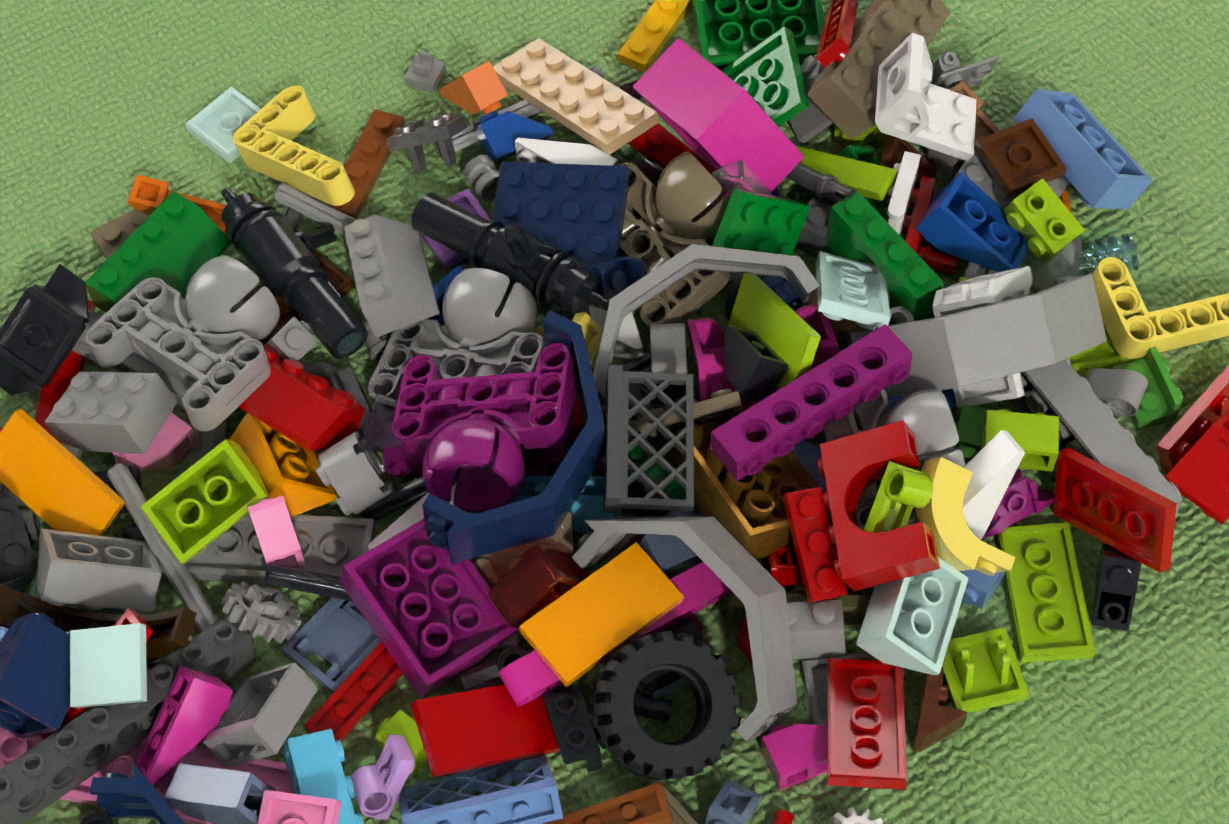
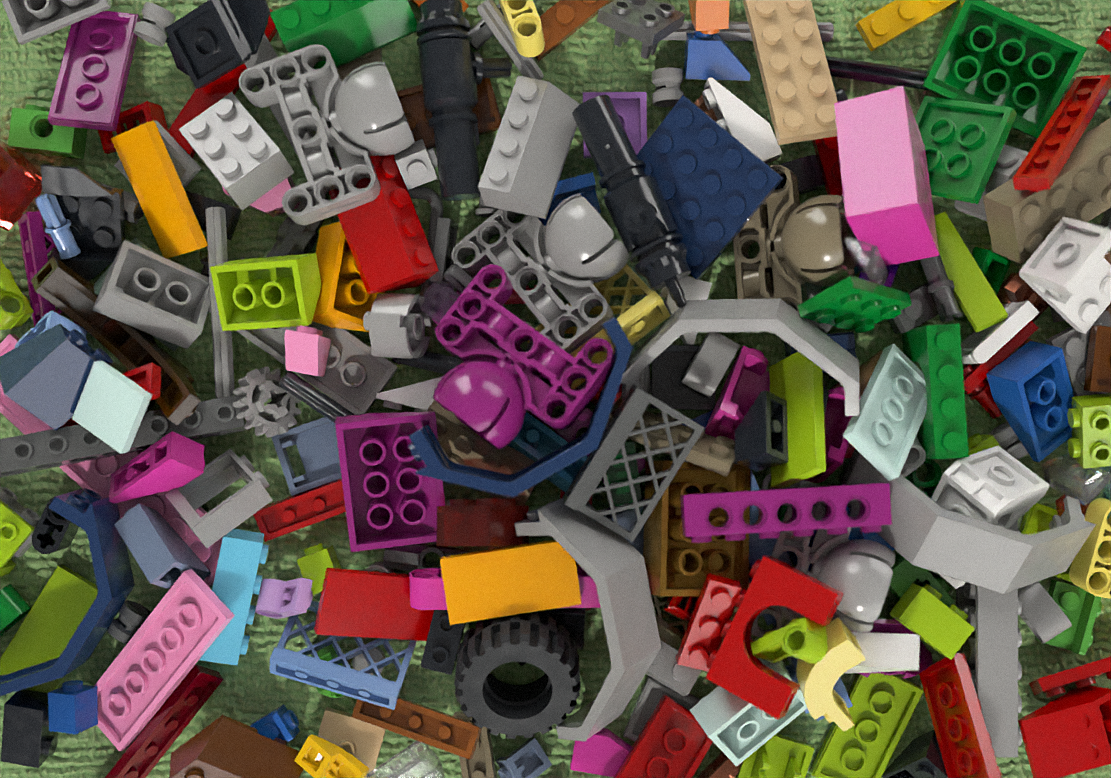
camera: 30 degrees right, 30 degrees up
(618, 274) = (713, 270): dark blue bracket -> none

